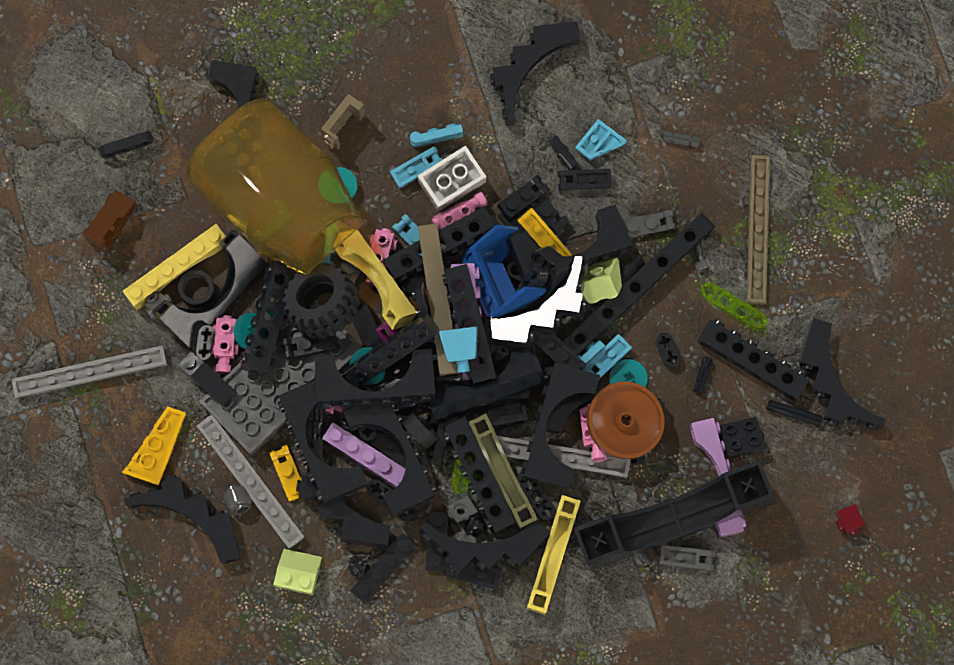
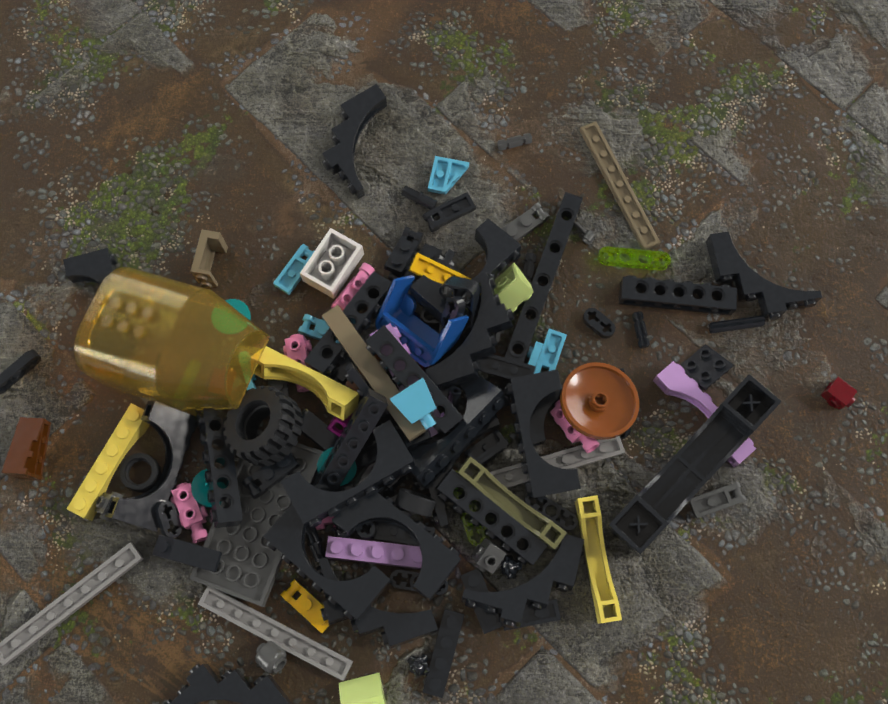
camera: 25 degrees left, 5 degrees down
(154, 454) = (168, 646): yellow wing -> none
(436, 135) = (300, 234): medium azure plate -> none
(628, 371) = (572, 358): teal piece -> none

